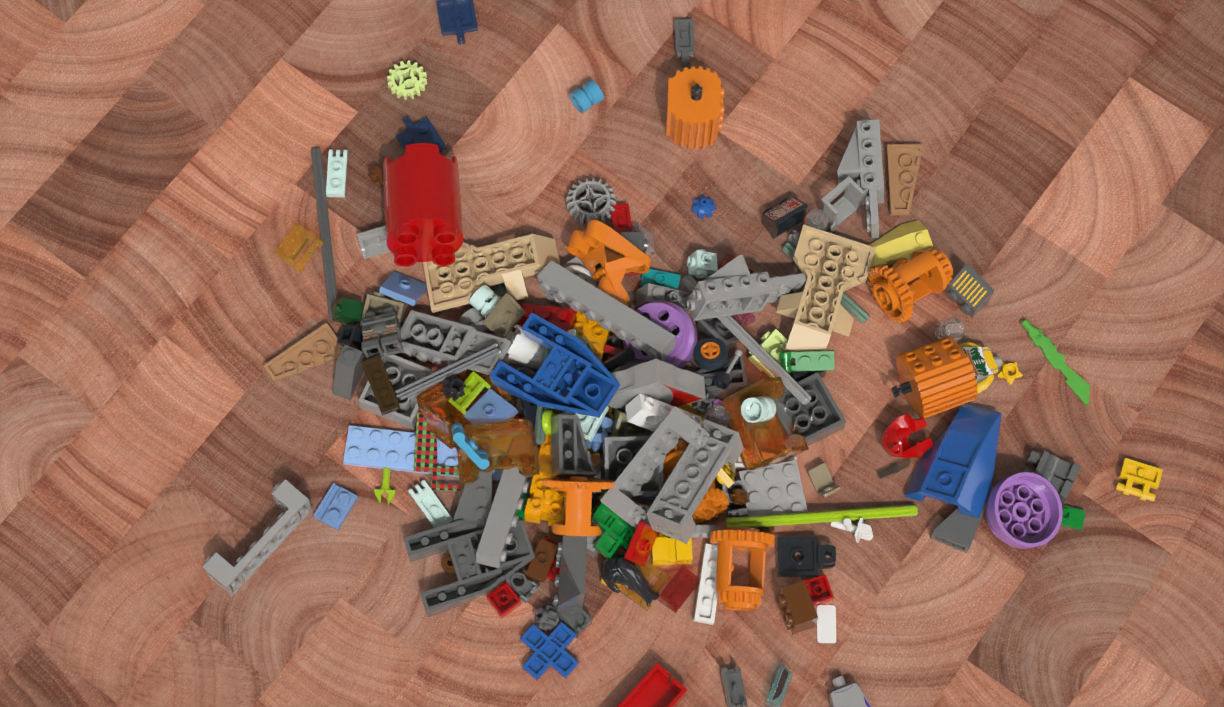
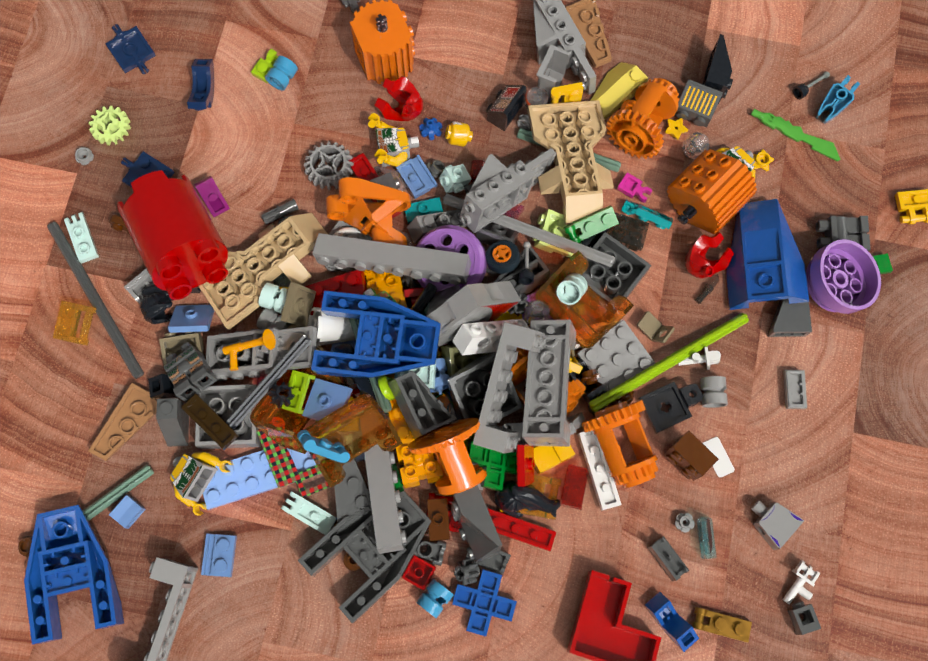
camera: 25 degrees left, 5 degrees up
(176, 425) = (25, 545): none -> reddish brown plate
(207, 450) = (62, 561): none -> blue wedge
(253, 417) = (117, 492): none -> sand green axle
(273, 433) = (127, 511): none -> medium blue piece
(344, 427) = (193, 475): none -> torso
(347, 311) = (147, 363): dark green brick -> none
(371, 94) = (81, 152): none -> light grey plate
(377, 260) = (155, 303): none -> black hair
(385, 487) = (258, 514): lime bar -> none
(462, 334) = (267, 340): none -> light orange piece
(471, 185) = (212, 196): none -> magenta slope
(500, 628) = (434, 598): none -> dark azure wheel
(508, 77) = (203, 85): none -> dark blue arch
(525, 226) = (279, 212): none -> dark grey axle
(573, 82) = (263, 66): none -> lime plate
(611, 604) = (522, 530): none -> red plate
(659, 205) = (392, 142): none -> torso
(668, 246) = (416, 176): none -> medium blue plate
(690, 246) = (436, 168): none -> dark grey plate
(695, 169) = (409, 100): none -> red piece
(726, 223) = (458, 134): none -> yellow head
(764, 670) = (689, 522): none -> light grey plate
(819, 590) = (698, 427): red piece -> none
(844, 383) = (630, 232): none -> clear smoke hinge
(849, 564) = (714, 391): none -> light grey wheel
(850, 229) = (569, 93): none -> yellow plate
(868, 342) = (632, 186): none -> dark pink plate
(870, 375) = (645, 214): none -> teal hinge
(929, 595) = (795, 389): none -> light grey plate
(940, 310) = (676, 132): none -> yellow plate
(1001, 271) = (719, 68): none -> black slope
(1083, 321) = (801, 90): none -> black hinge
(1111, 345) = (838, 97): none -> dark azure hinge

